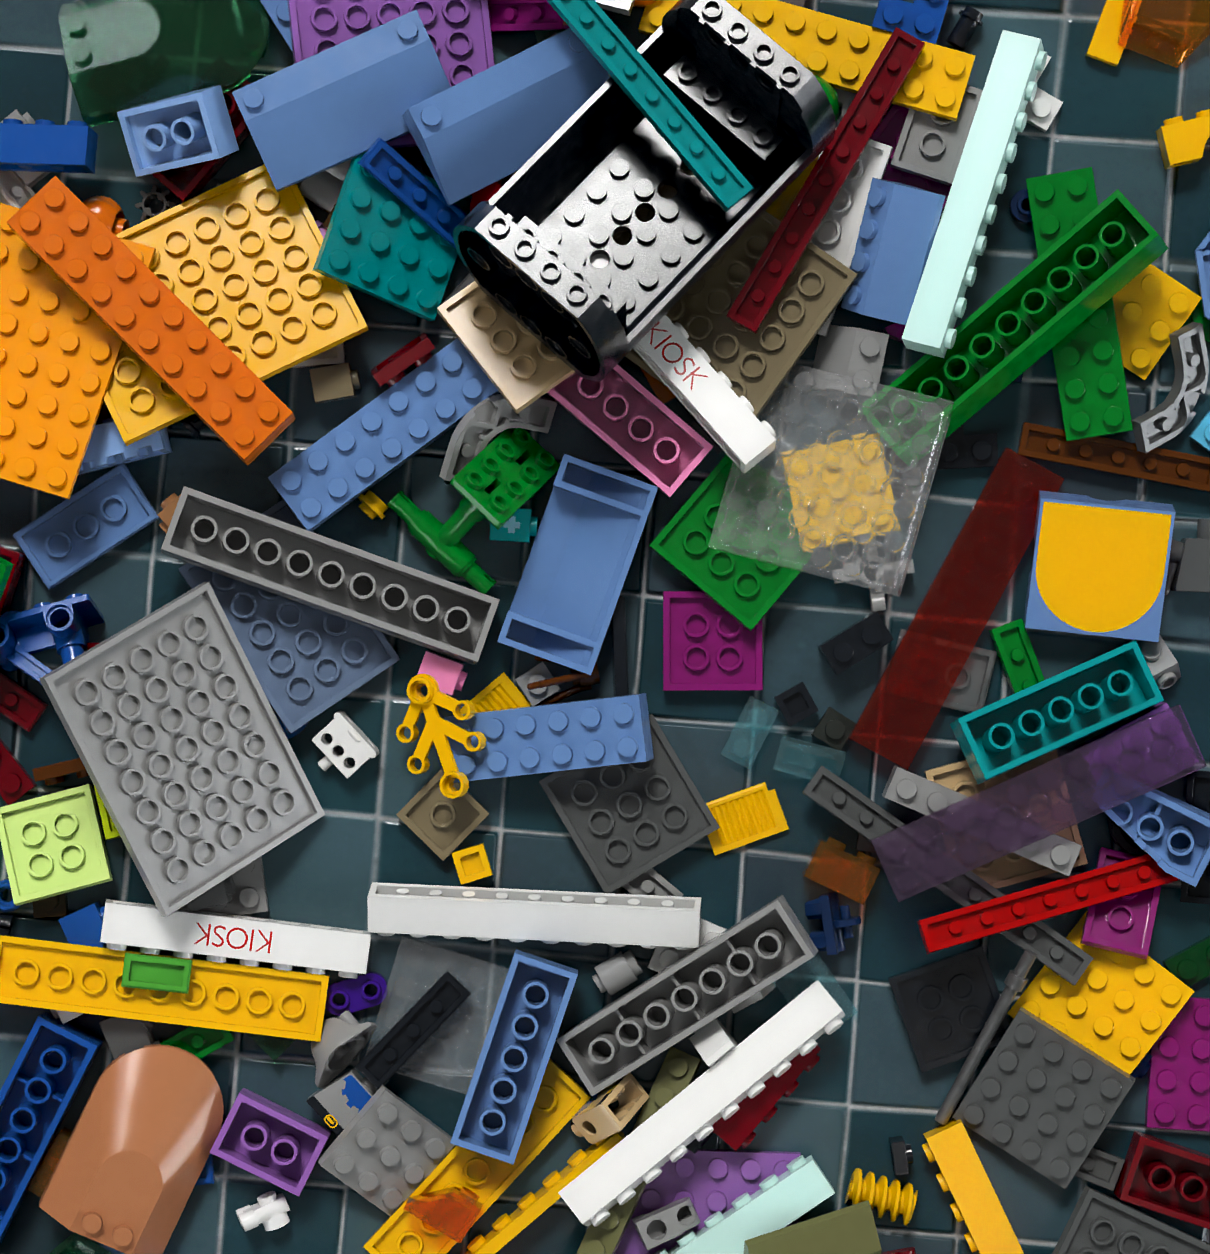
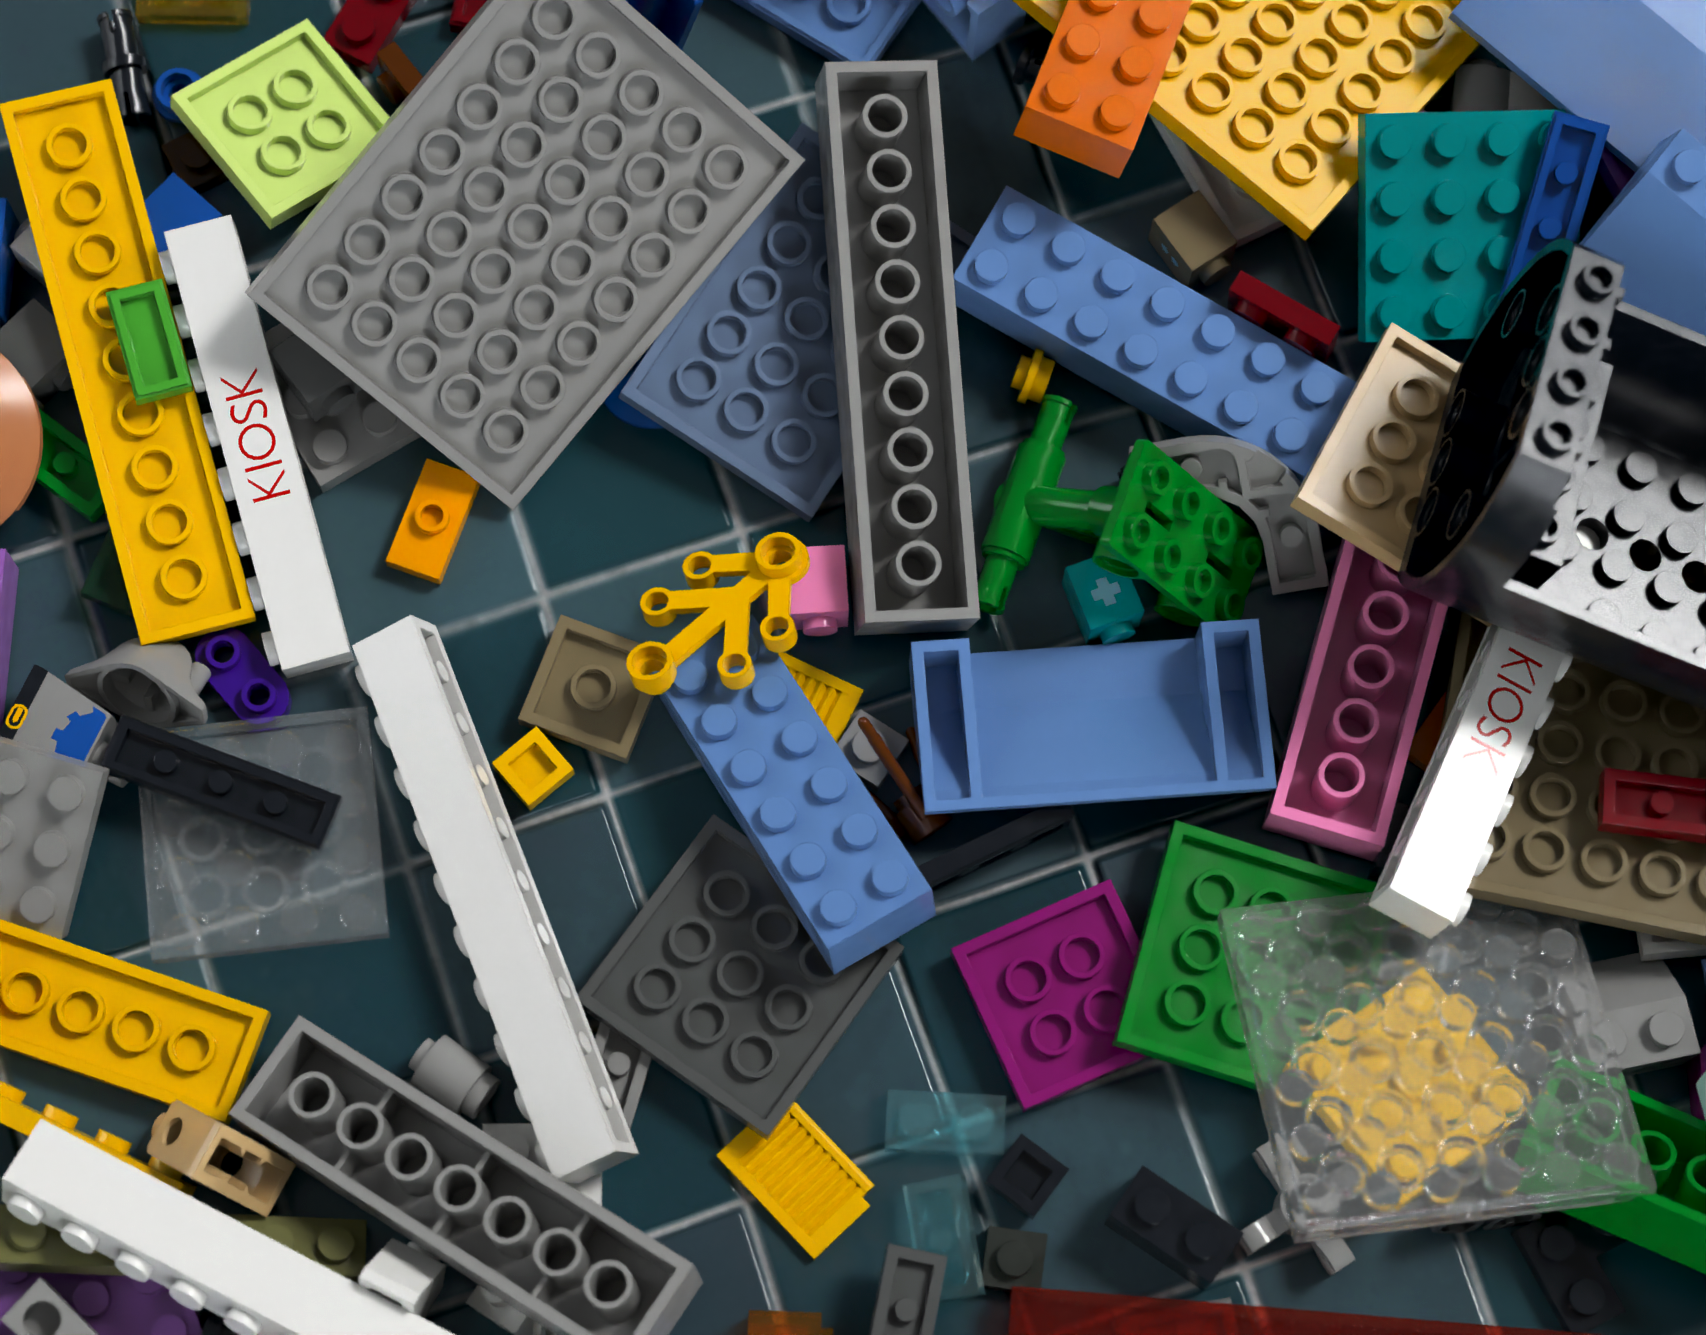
camera: 65 degrees right, 15 degrees down
(313, 859) = (433, 522): none -> light orange plate
(351, 738) = (649, 500): white piece -> none
(514, 1056) = (242, 957): medium blue brick -> none

